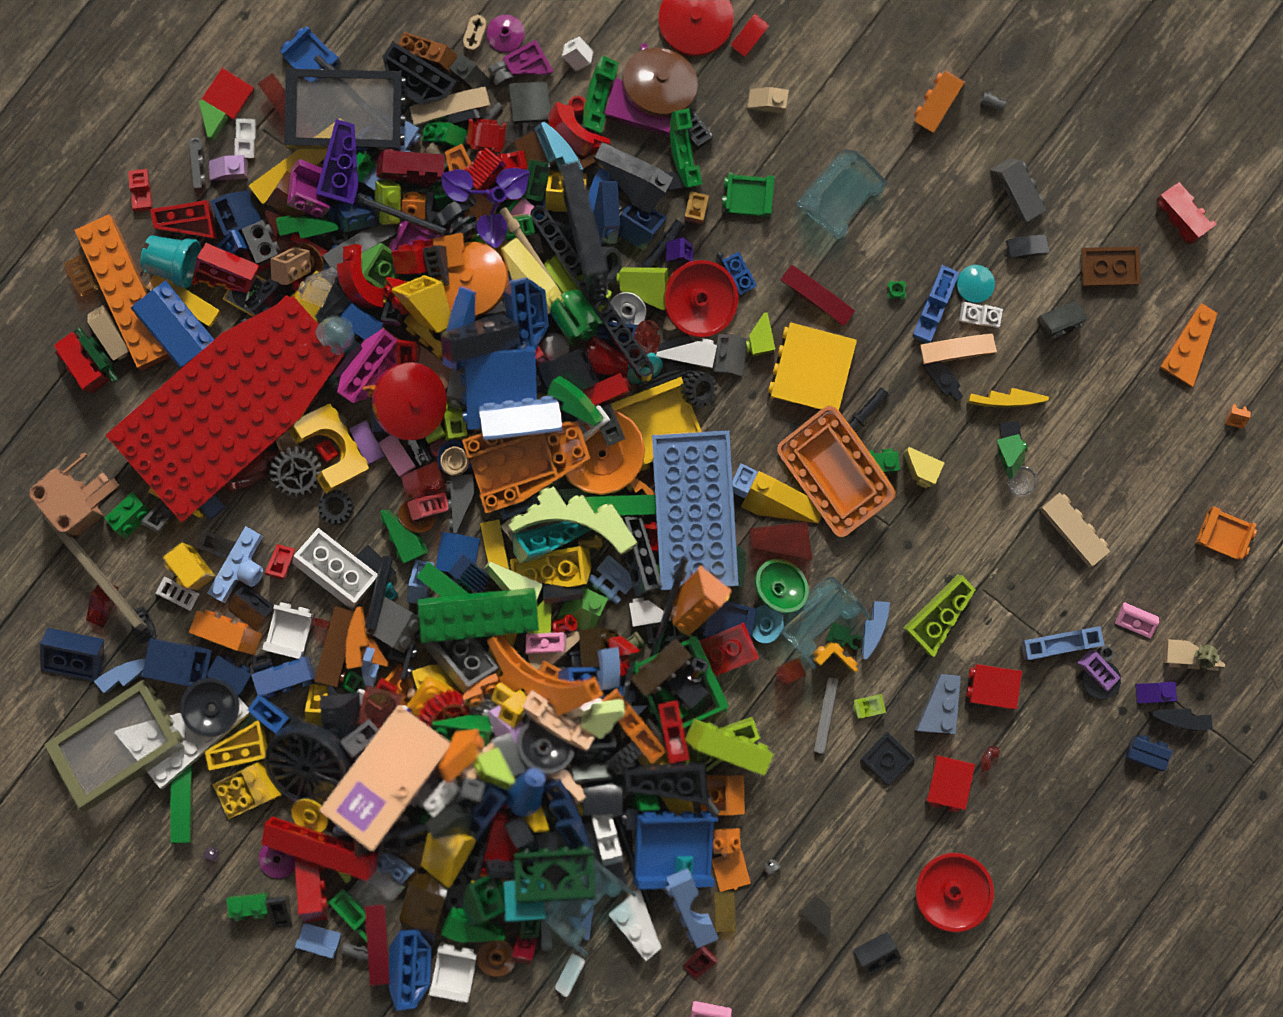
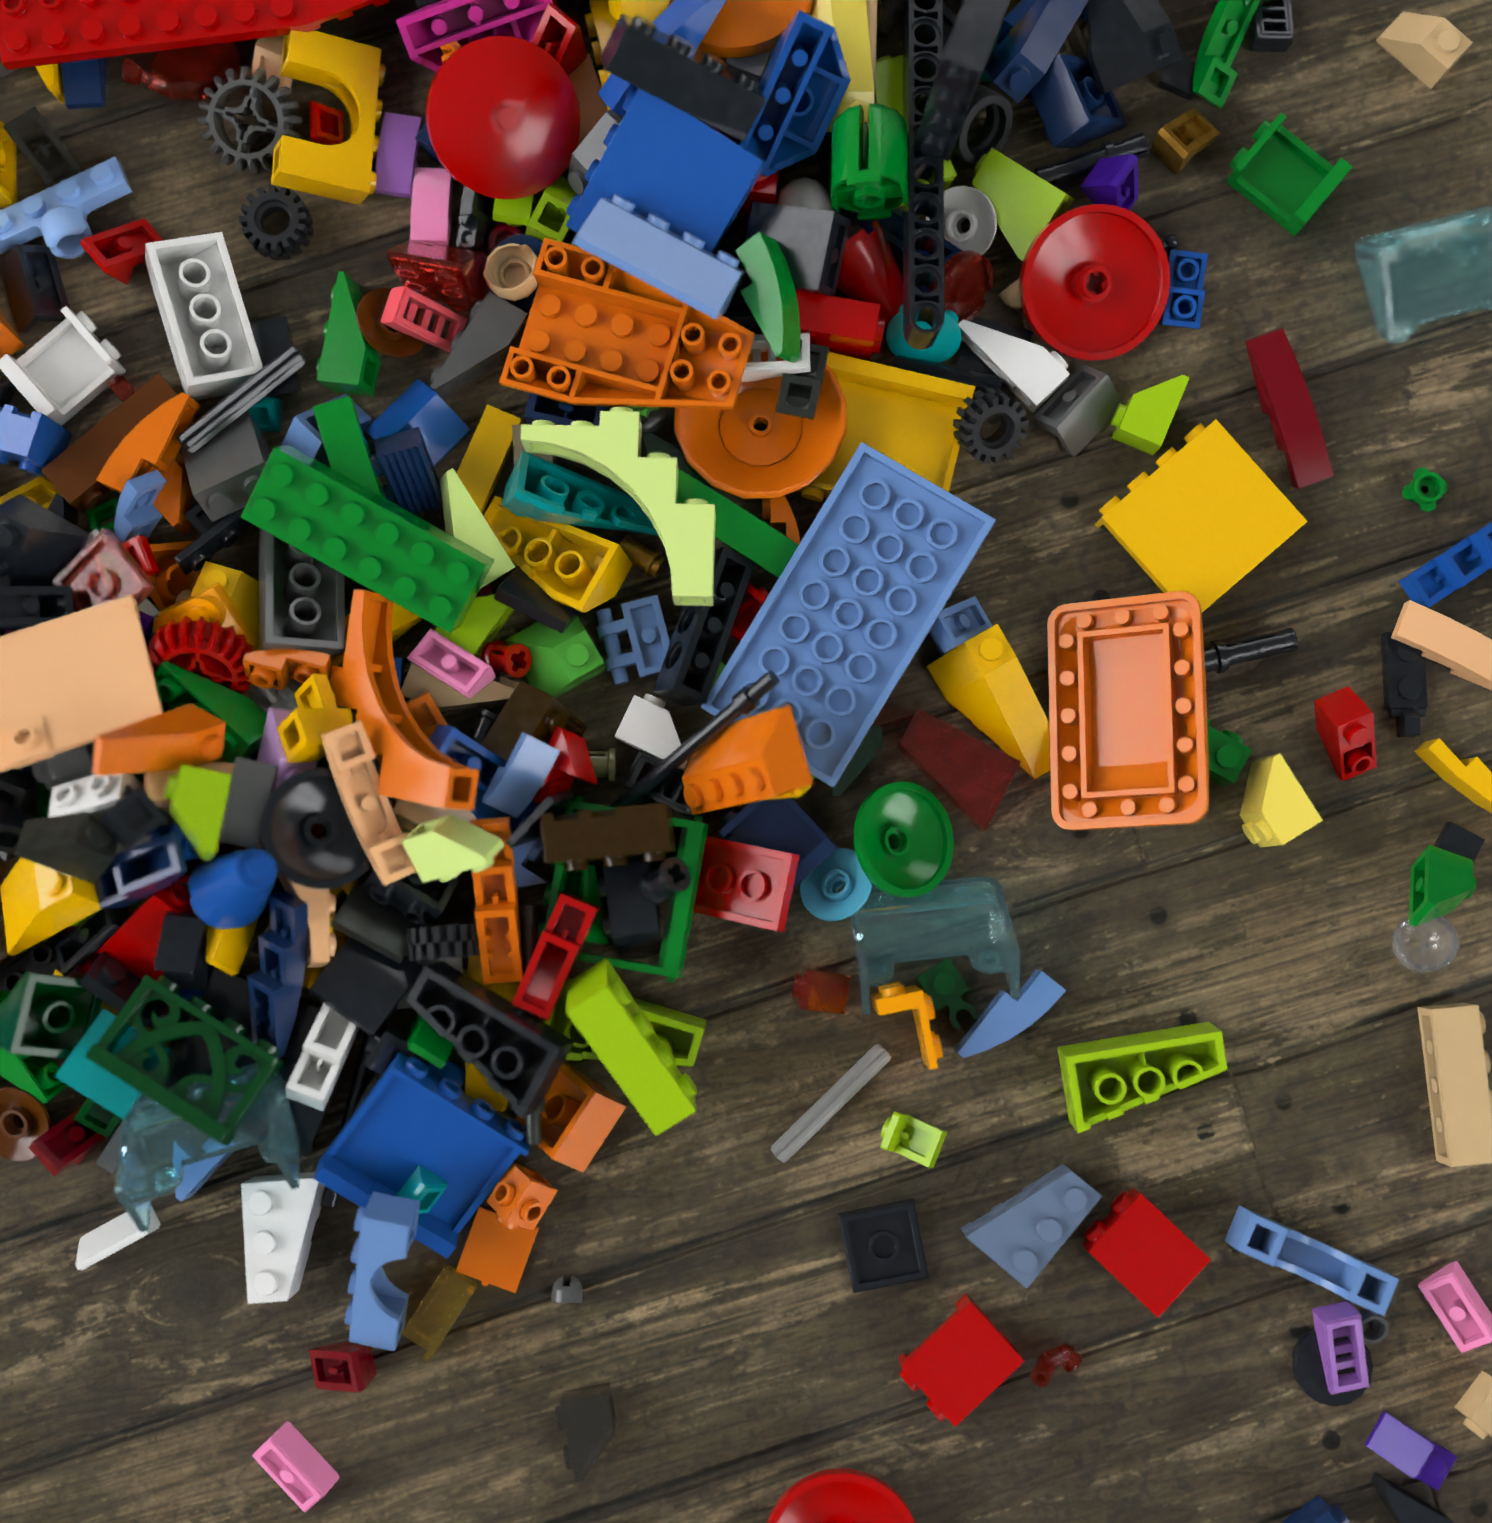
camera: 40 degrees right, 0 degrees up
(932, 416) = (1346, 732): none -> red slope

